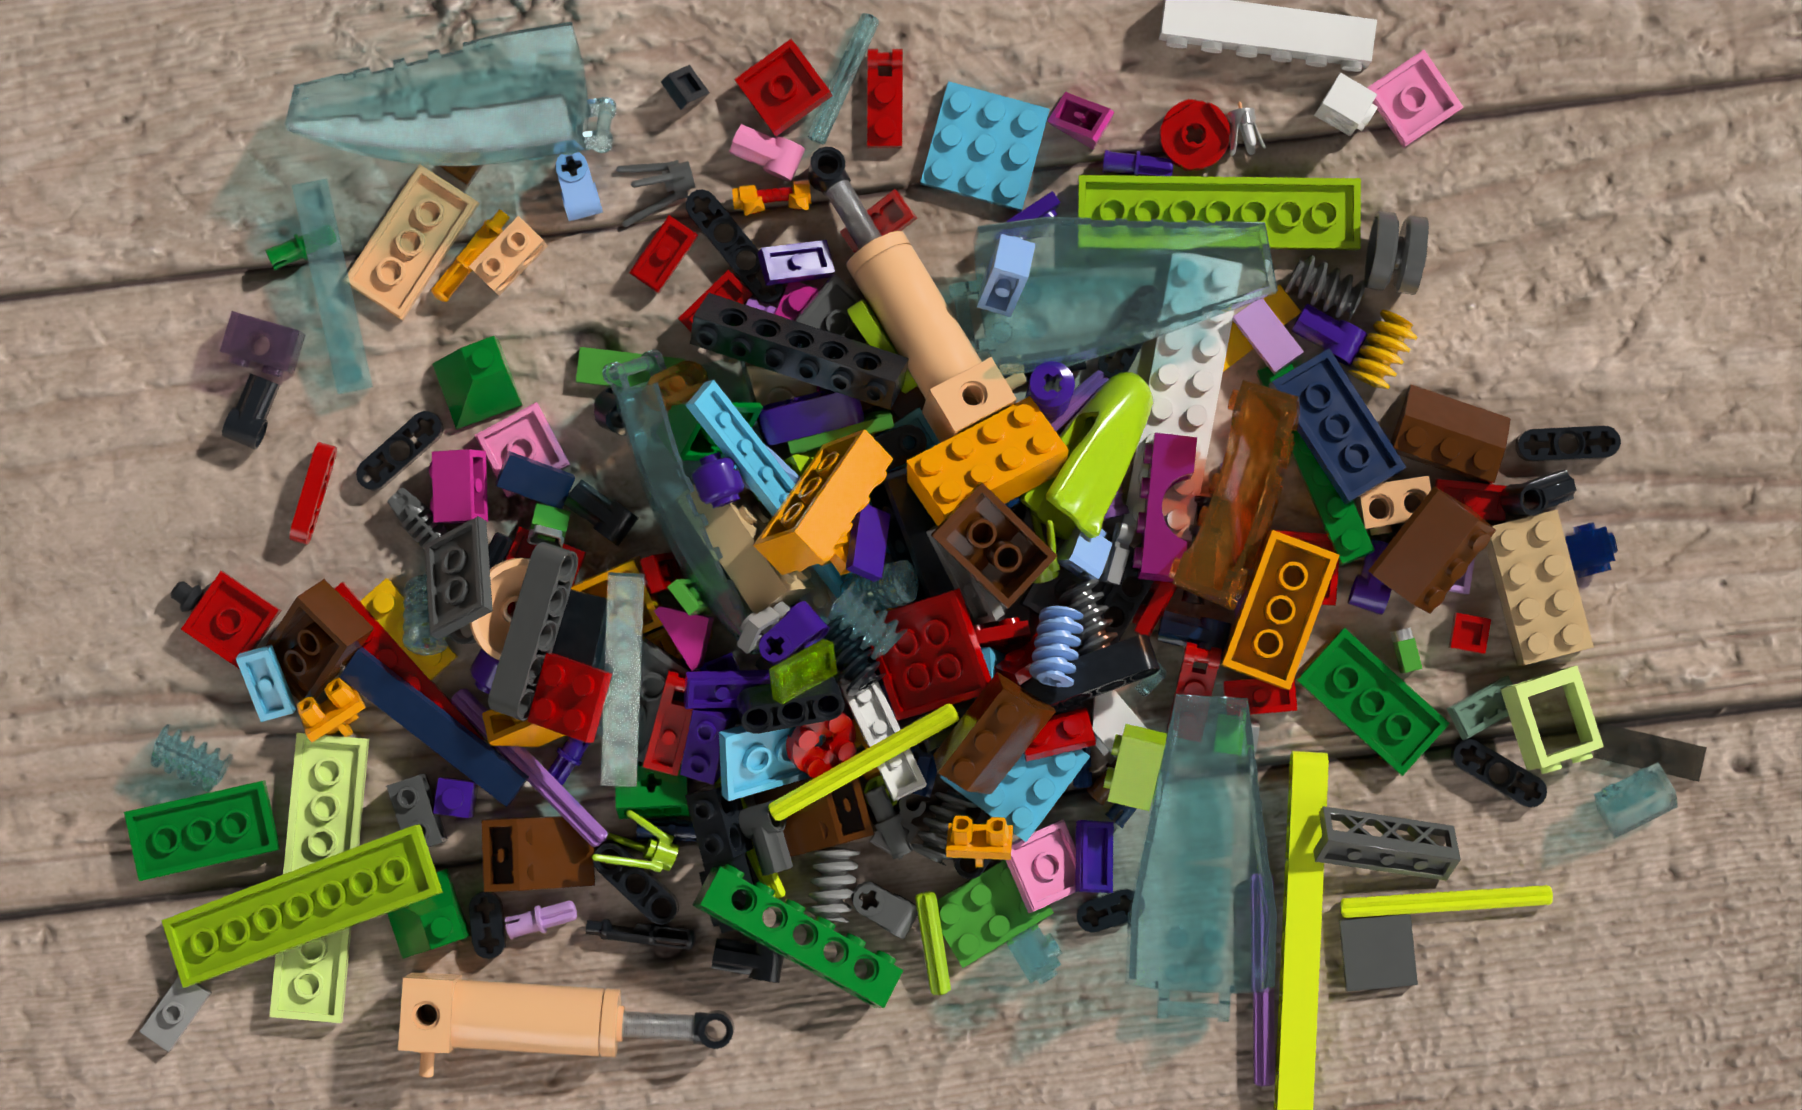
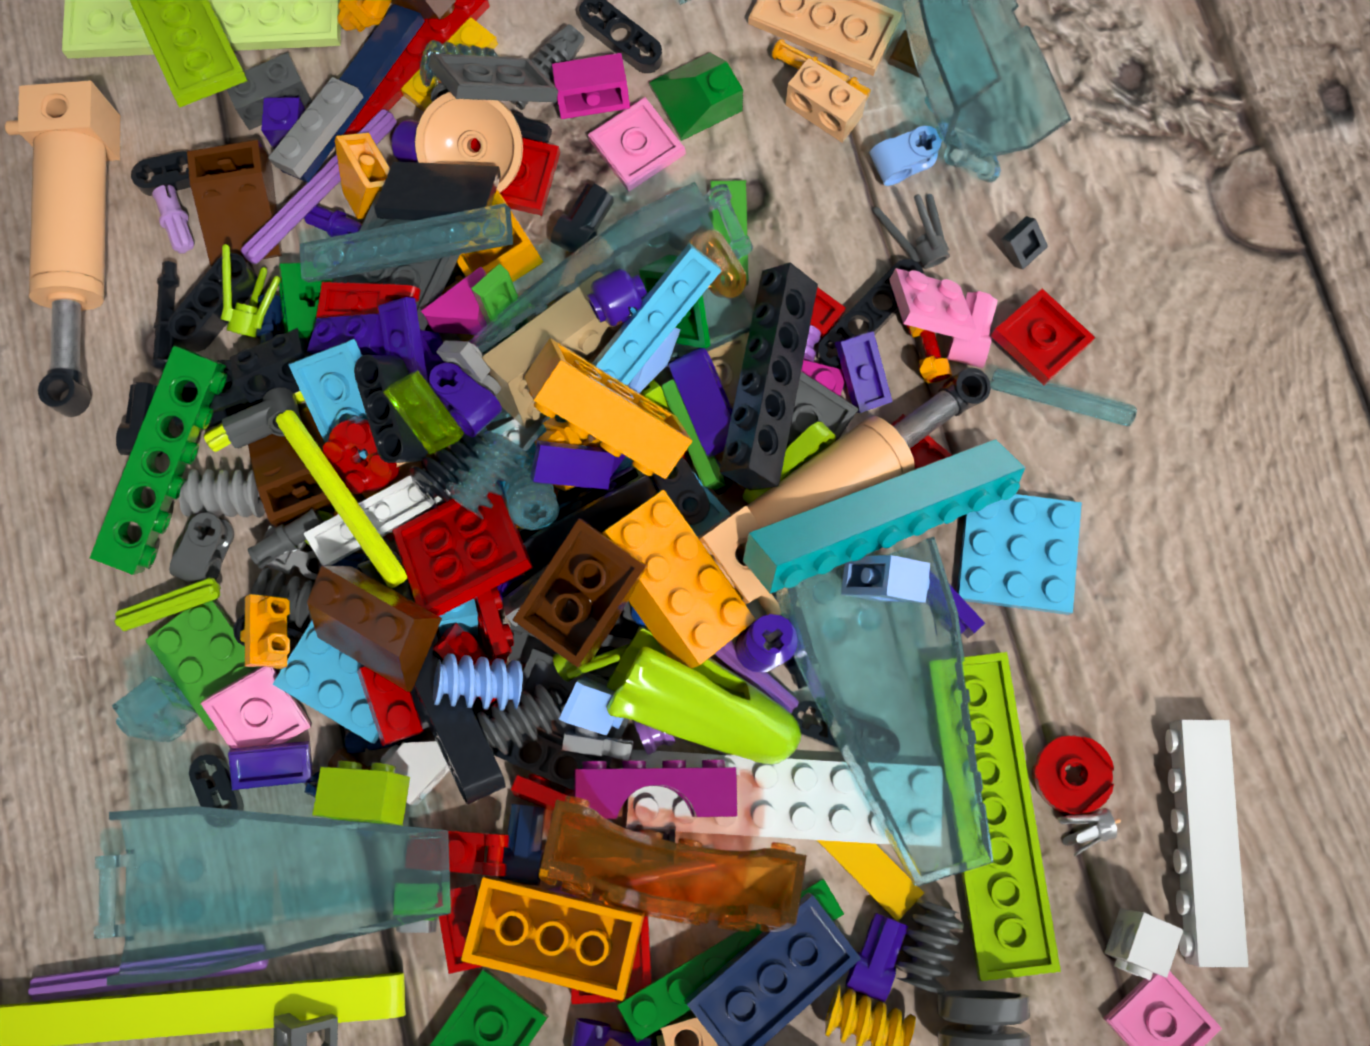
camera: 85 degrees right, 10 degrees down
(430, 921) = (172, 129): green slope -> none
(475, 762) = (316, 127): none -> light grey plate
(533, 629) = (446, 153): dark grey beam -> none
(535, 480) = (606, 152): dark blue tile -> none
(548, 525) = (561, 172): bright green piece -> none
(569, 697) = (379, 193): red plate -> none
(660, 571) = (523, 269): red plate -> none
(663, 254) = (851, 246): red plate -> none
(743, 187) = (932, 304): none -> bright pink plate
(884, 100) = (1053, 440): red plate -> none
(949, 265) = (881, 515): none -> teal brick
(1081, 119) = (1067, 649): dark pink slope -> none
(1136, 164) = (1029, 713): dark purple axle -> none
(1147, 684) = (474, 810): clear light blue tile -> none
(1267, 335) = (864, 885): lavender tile -> none

